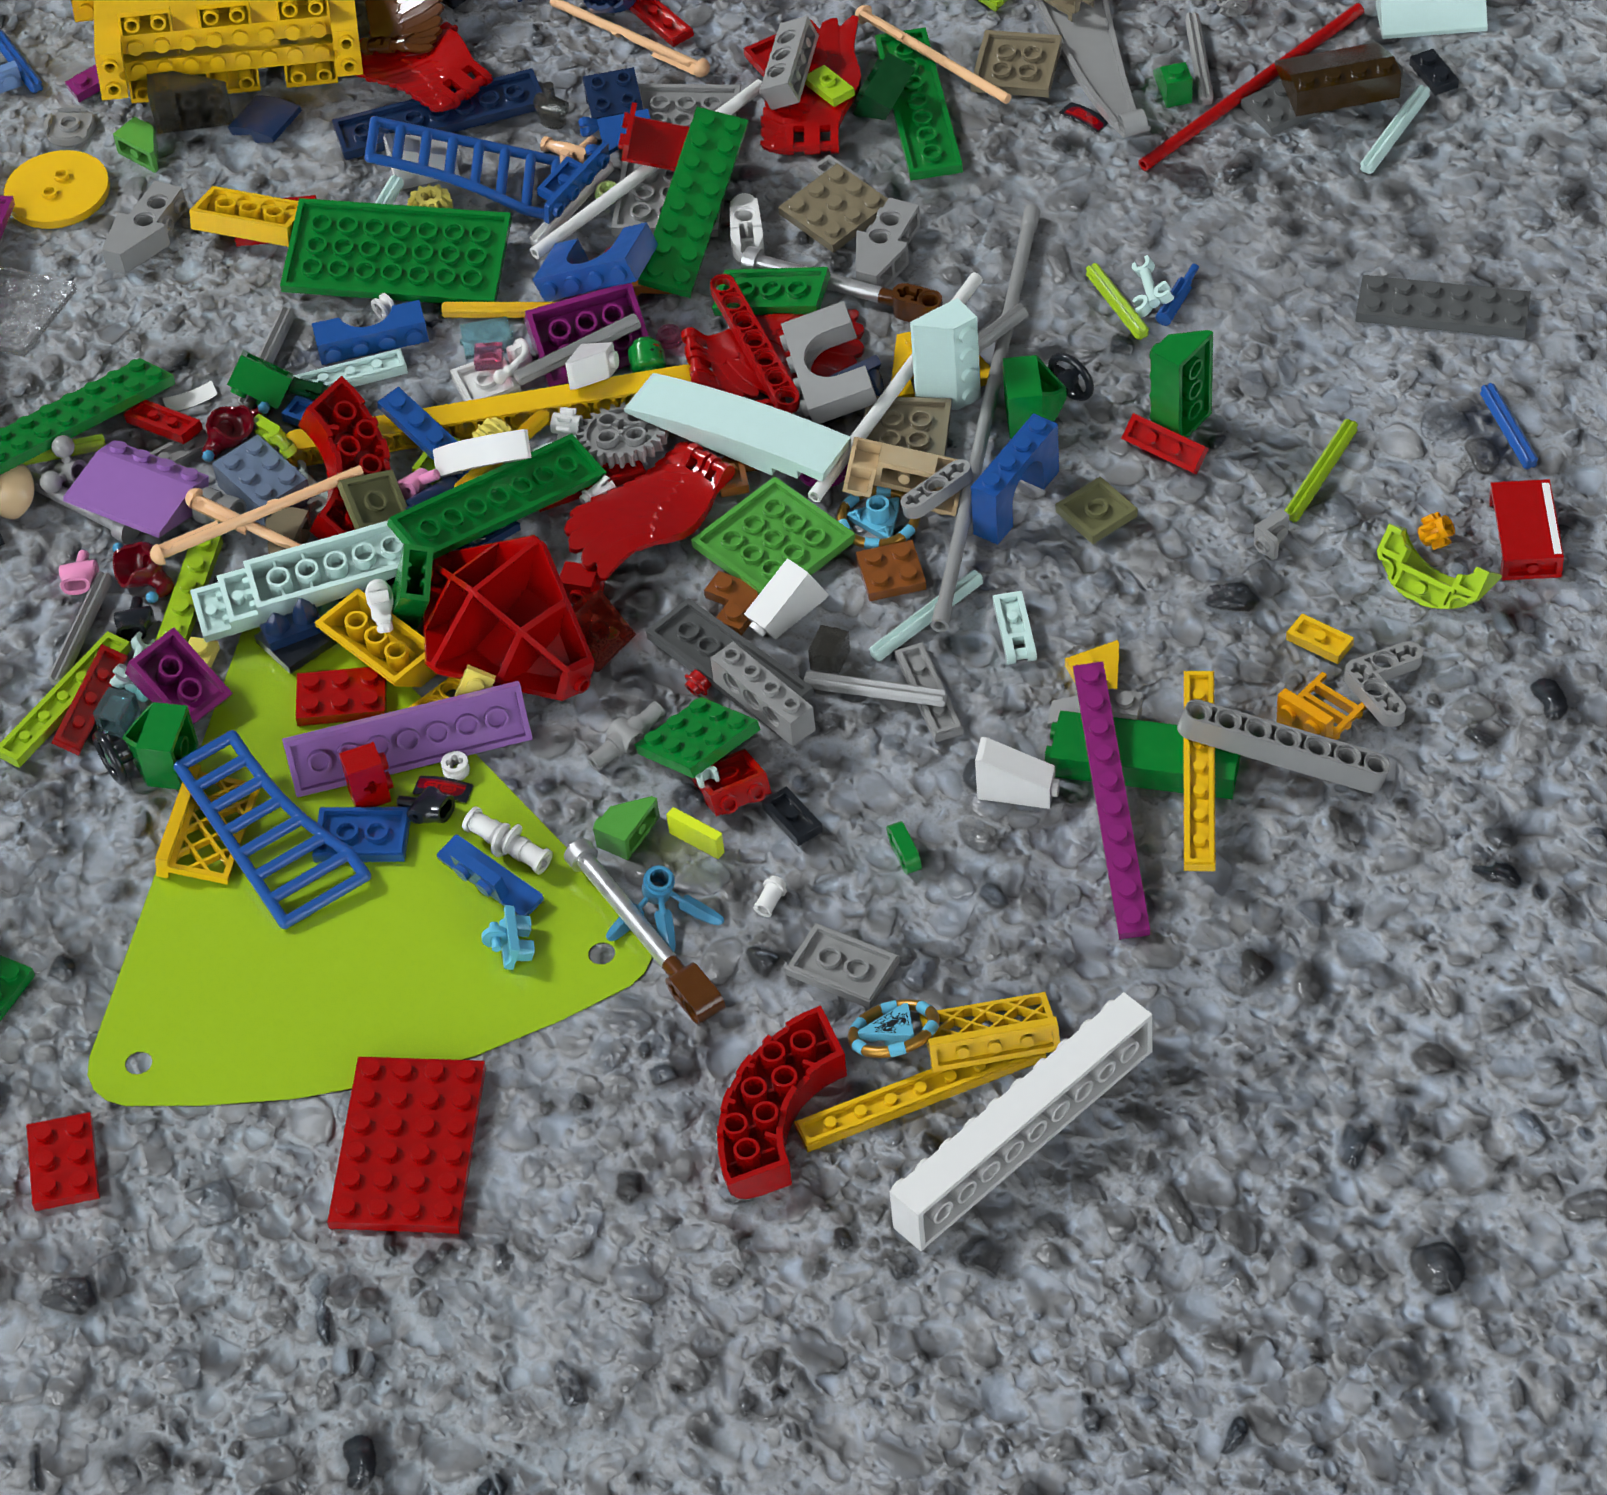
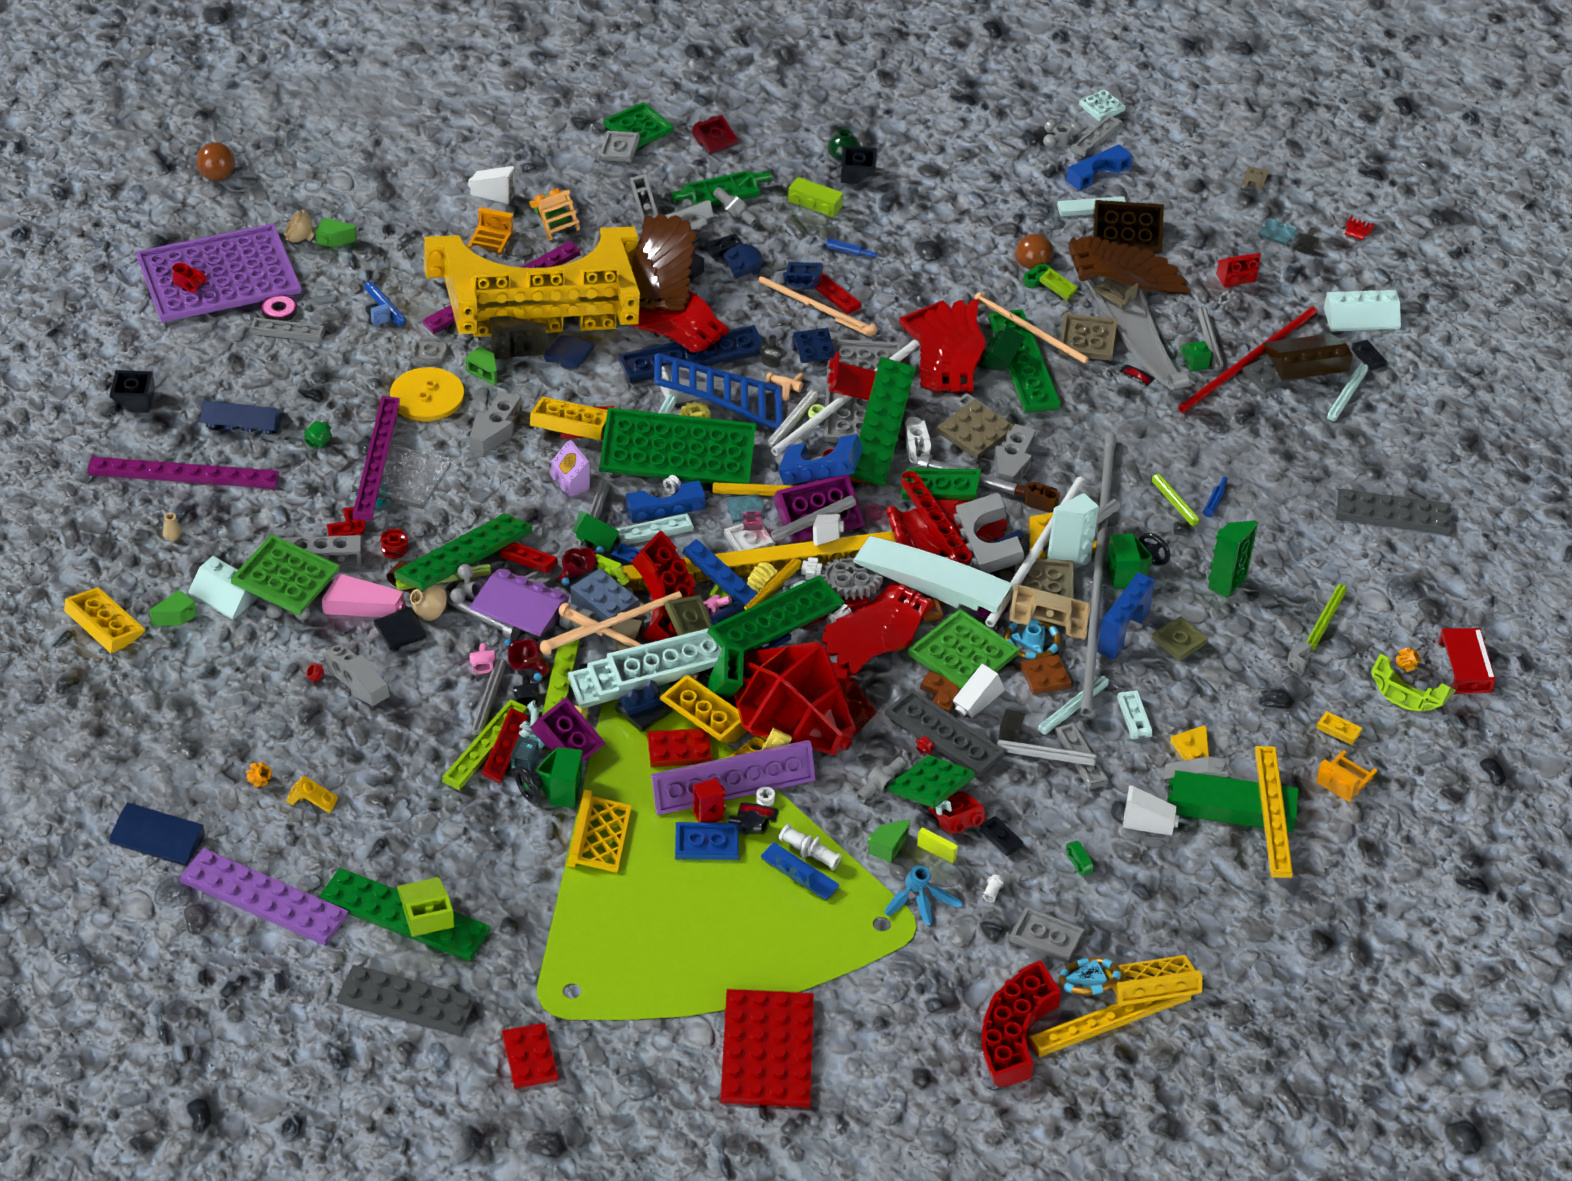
camera: 10 degrees left, 5 degrees down
(191, 398) = (543, 542): white sticker -> none
(239, 292) = (571, 470): none -> lavender slope
(297, 819) = (664, 828): blue bar -> none
(307, 388) = (632, 539): dark green pin -> none
(381, 602) = (705, 684): white piece -> none
(482, 452) = (762, 585): white slope -> none
(505, 938) = (818, 911): medium azure hips -> none
(518, 356) = (771, 523): white piece -> none
(569, 179) = (791, 402): blue bracket -> none
(609, 129) = (816, 370): blue flag -> none
(646, 355) = (861, 524): green head -> none
(686, 983) = (944, 945): piece -> none
(763, 693) = (974, 753): light grey brick -> none
(789, 63) = (936, 329): light grey brick -> none
(829, 86) = (965, 346): lime plate -> none
(922, 500) = (1063, 628): light grey beam -> none
(1021, 1121) = (1183, 1038): white brick -> none
(1111, 801) = (1216, 830): magenta plate -> none
(1154, 295) = (1200, 497): light aqua bar -> none
(1165, 443) = (1220, 595): red plate -> none
(1283, 746) = (1328, 797): light grey beam -> none
(1402, 659) = (1372, 753): light grey beam -> none
(1509, 426) = (1446, 592): blue axle -> none

